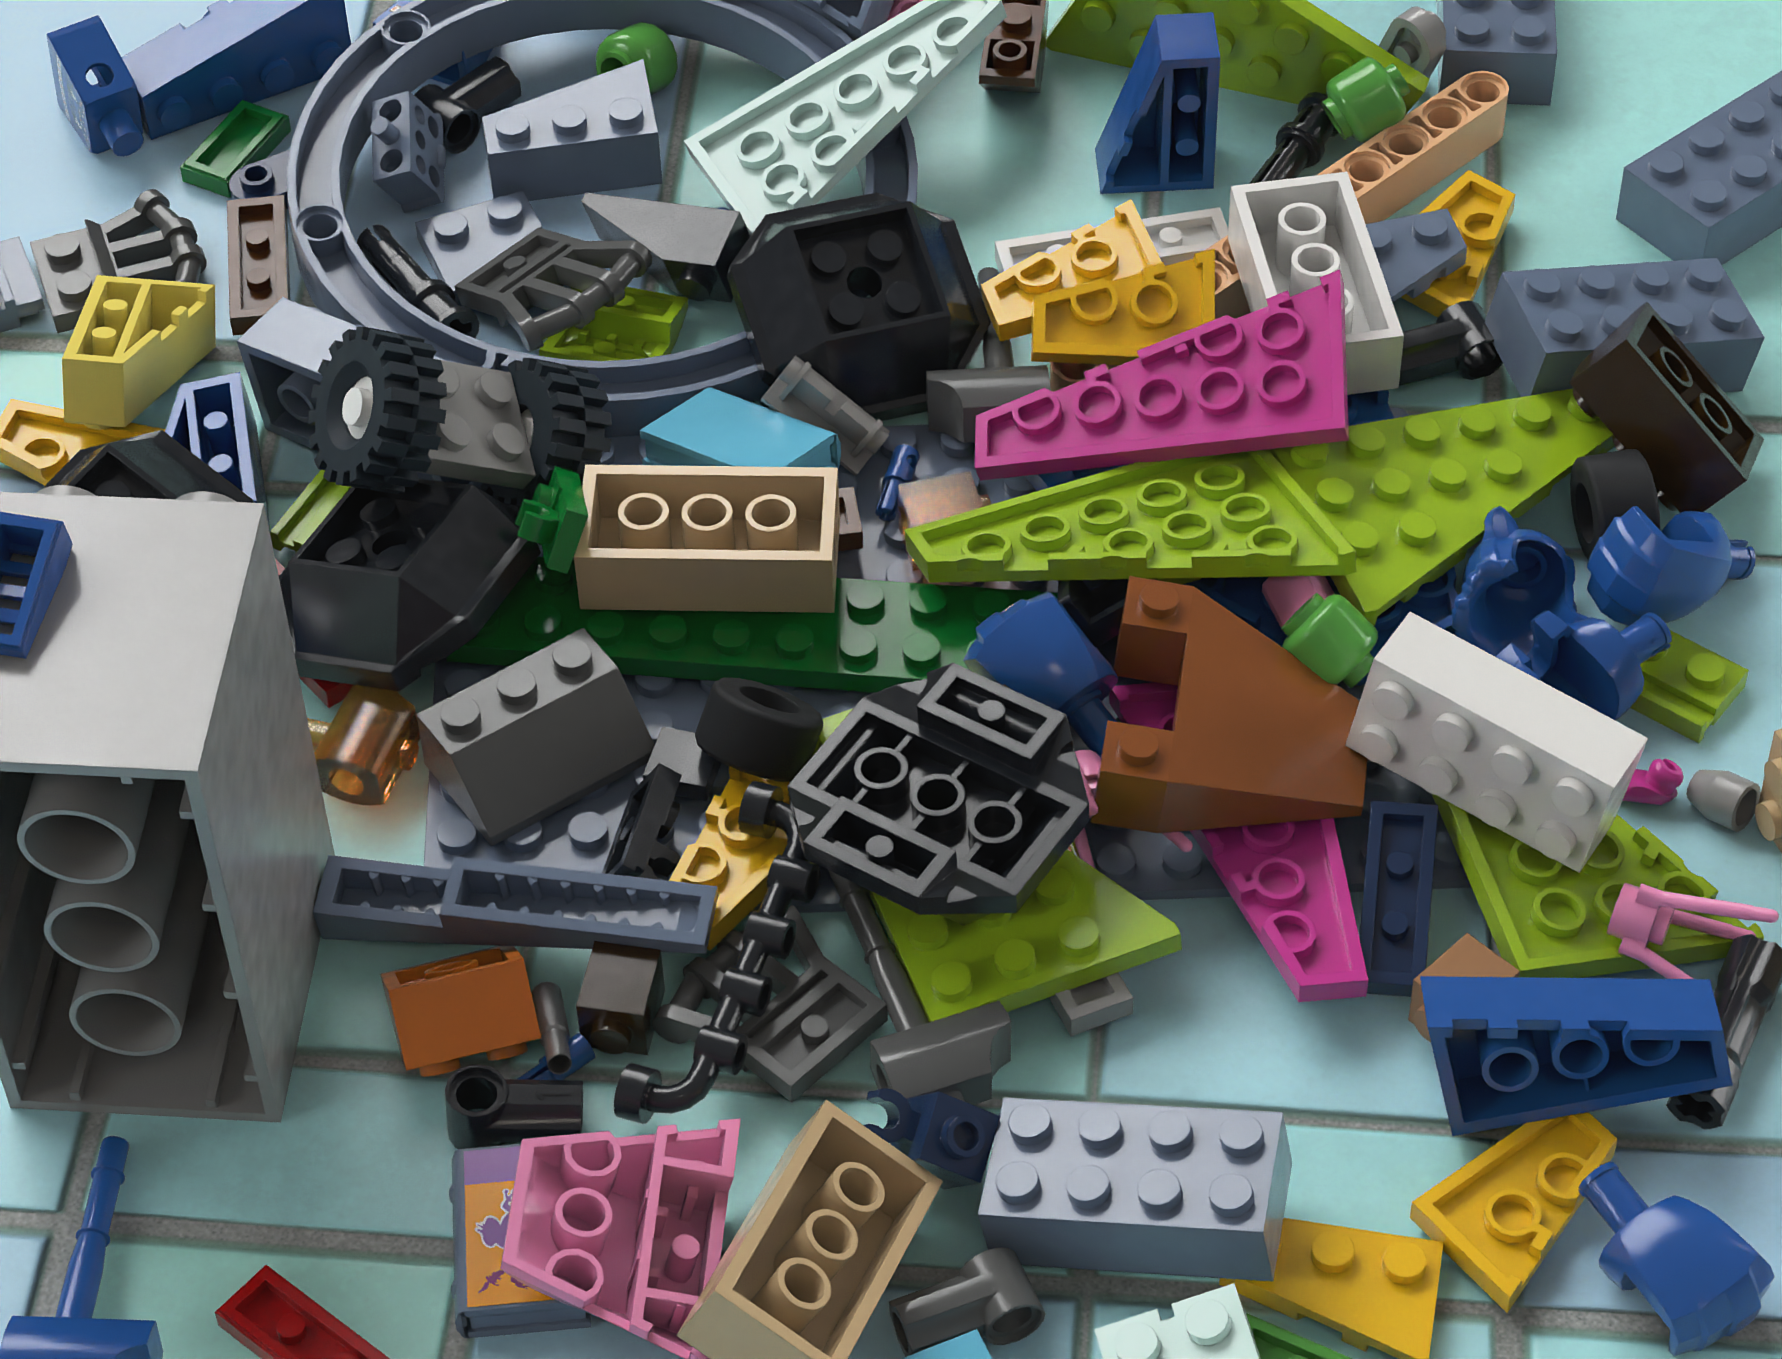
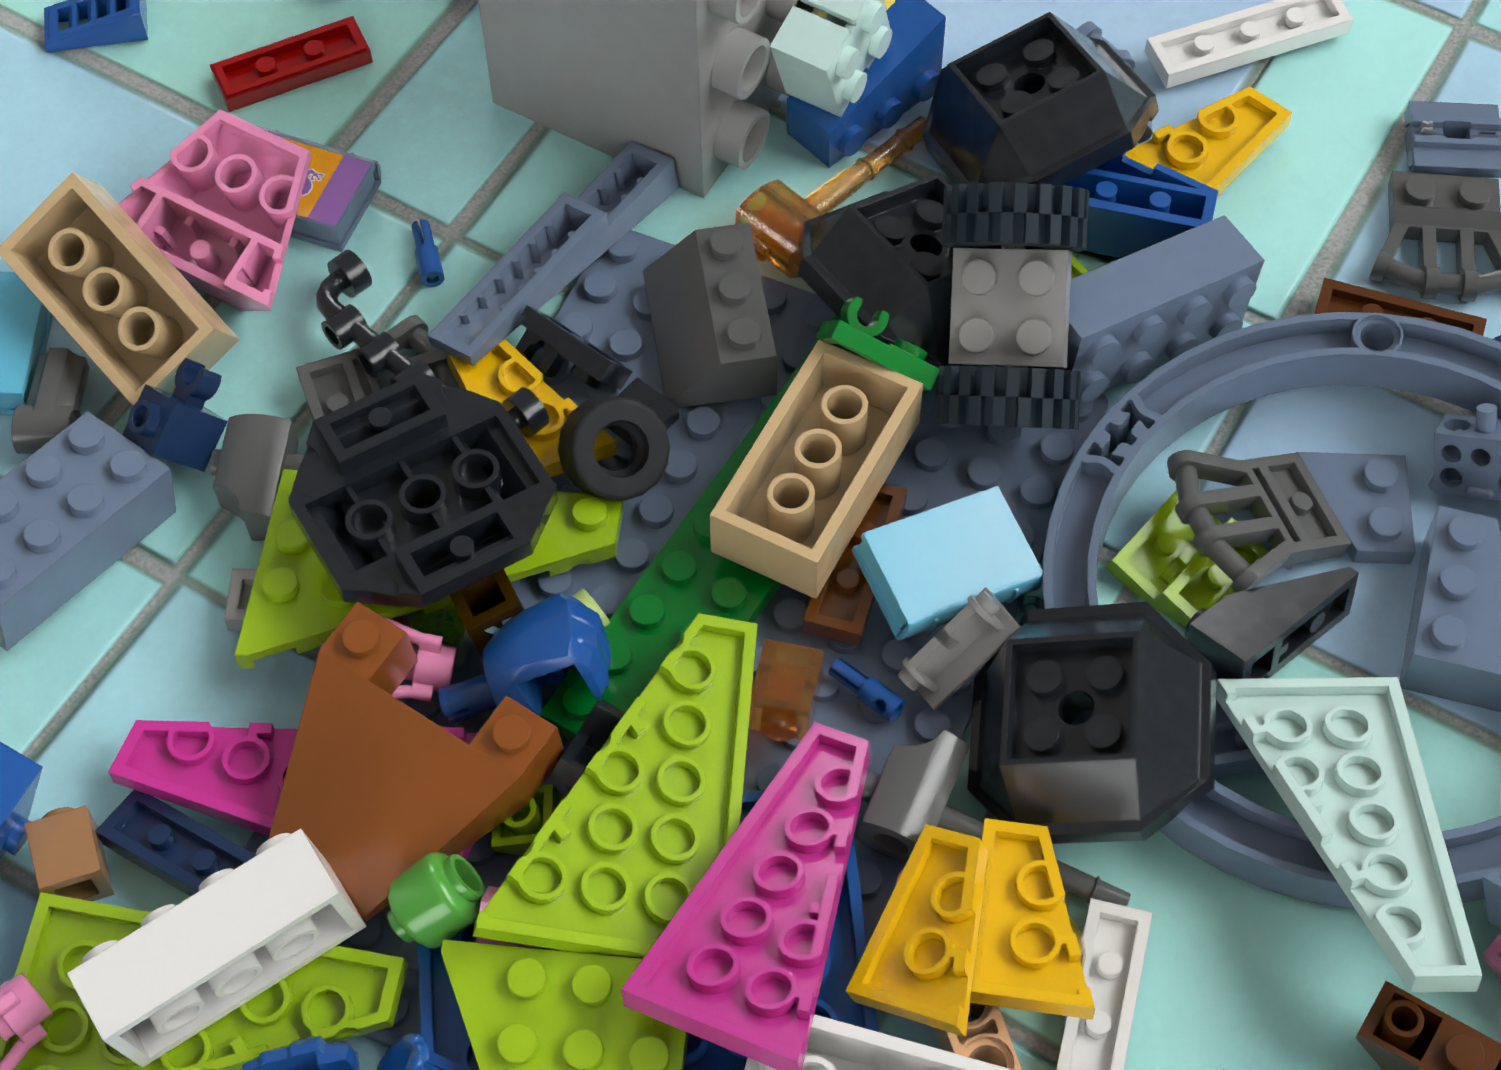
camera: 115 degrees right, 10 degrees up
(133, 347) = (1296, 182): light yellow wedge -> none
(413, 284) = (1290, 430): black pin -> none
(461, 1009) = (497, 198): orange slope -> none
(513, 1108) = (394, 209): black piece -> none
(552, 1026) = (448, 253): flat silver pin -> none
(620, 997) = (437, 289): dark brown brick -> none

